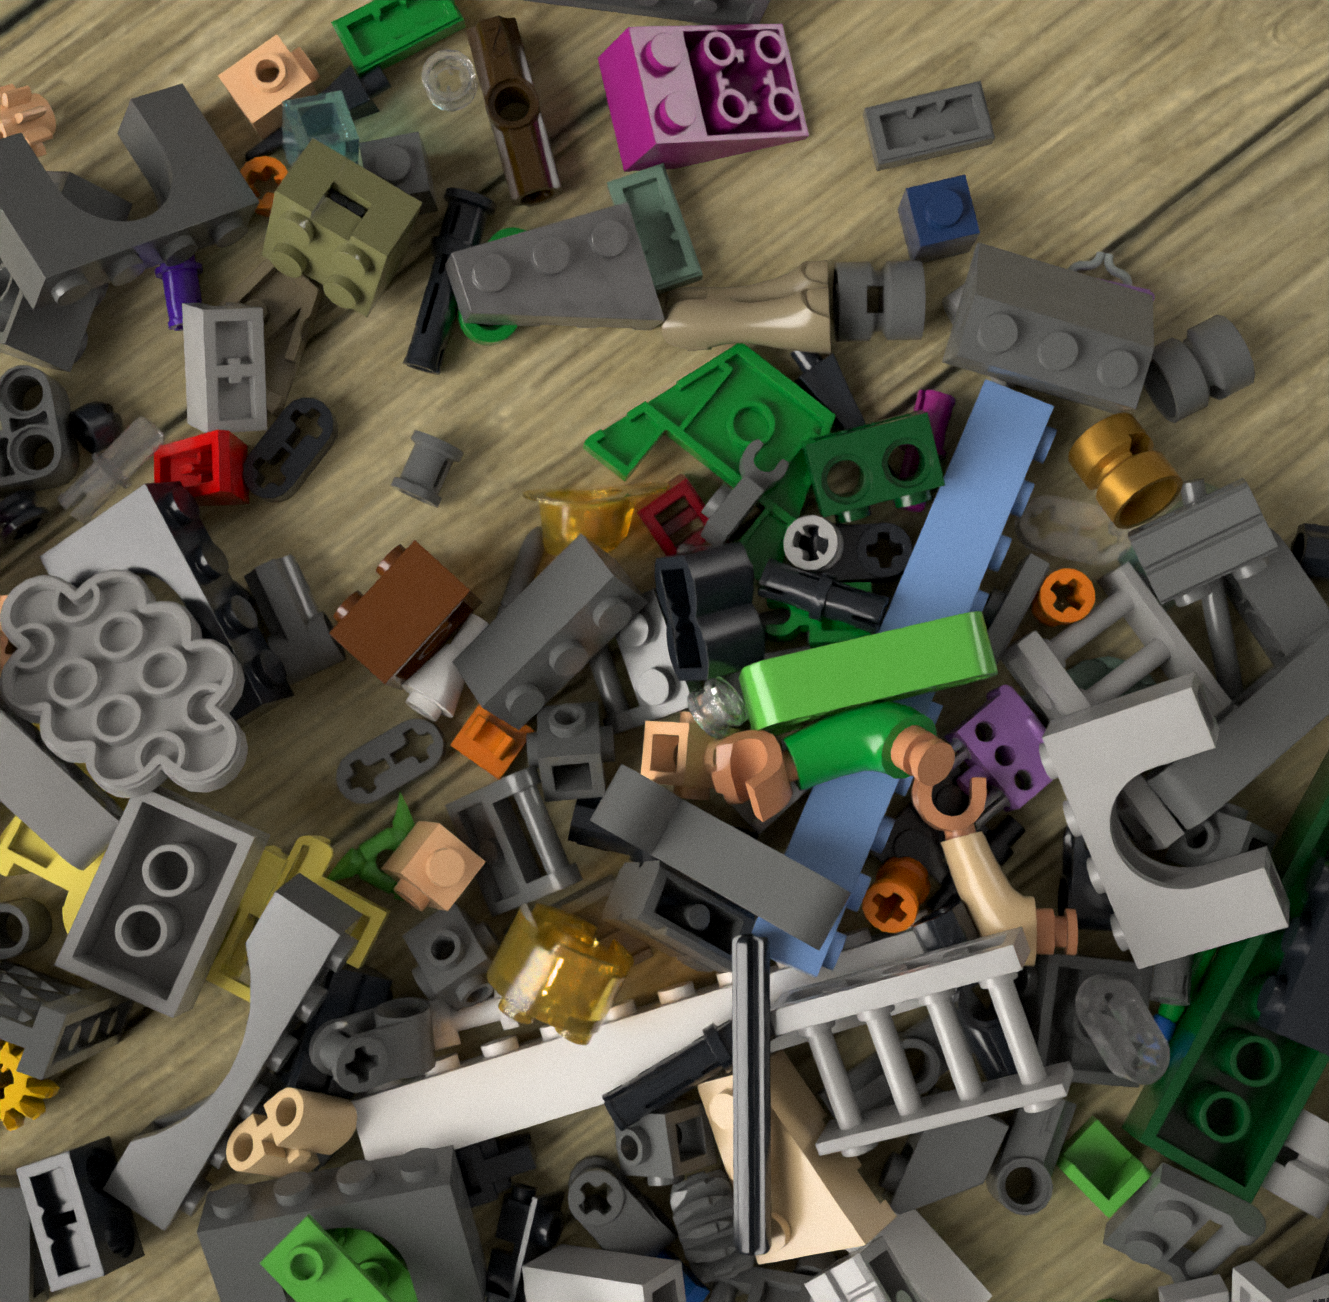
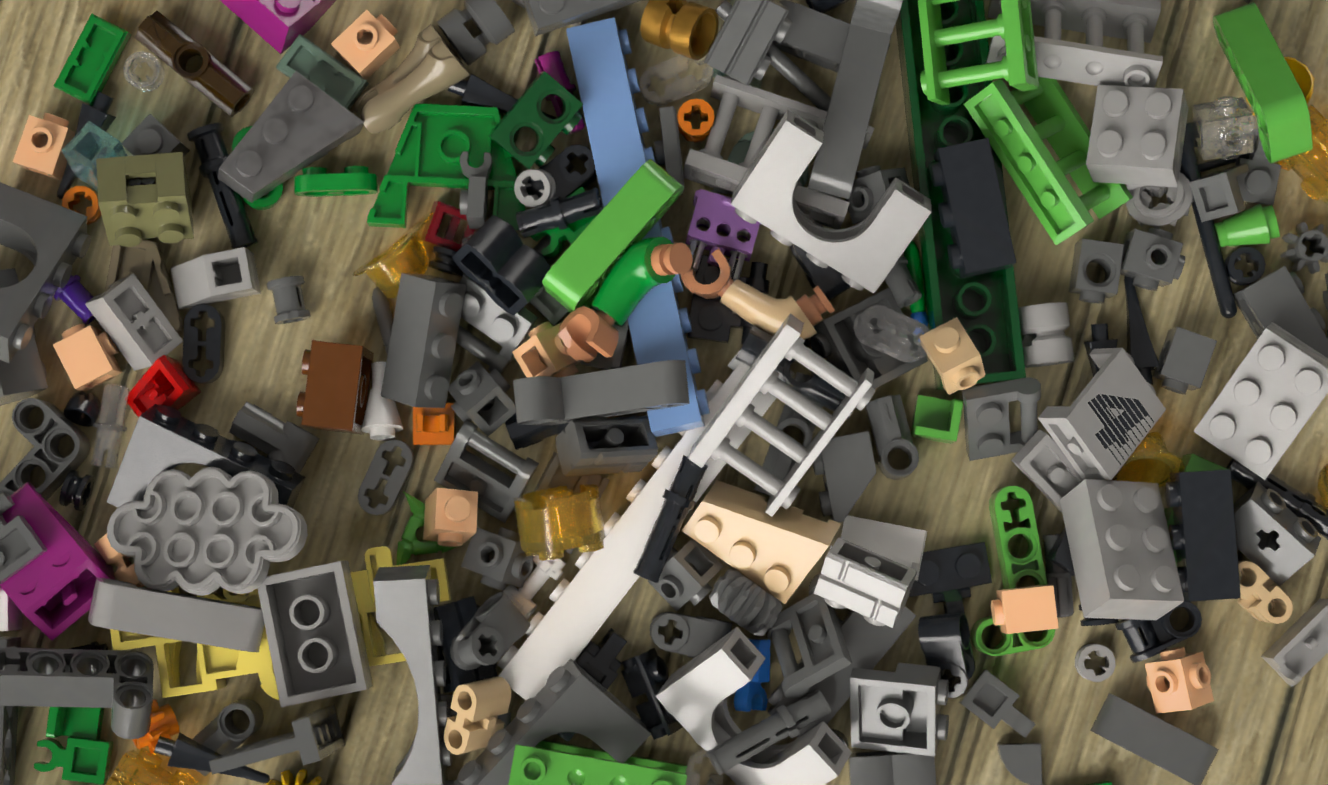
camera: 35 degrees left, 0 degrees up
(142, 368) = (87, 356): none -> light nougat brick
(359, 382) = (216, 278): none -> light grey slope
(601, 382) = (318, 183): none -> green plate
(643, 554) = (444, 261): none -> black bush
(717, 707) = (545, 315): clear bush -> none
(734, 230) = (367, 43): none -> light nougat brick
(751, 1093) = (710, 509): axle -> none
(884, 907) = (718, 360): orange bush -> none
(1183, 1117) = (953, 356): none -> tan bracket

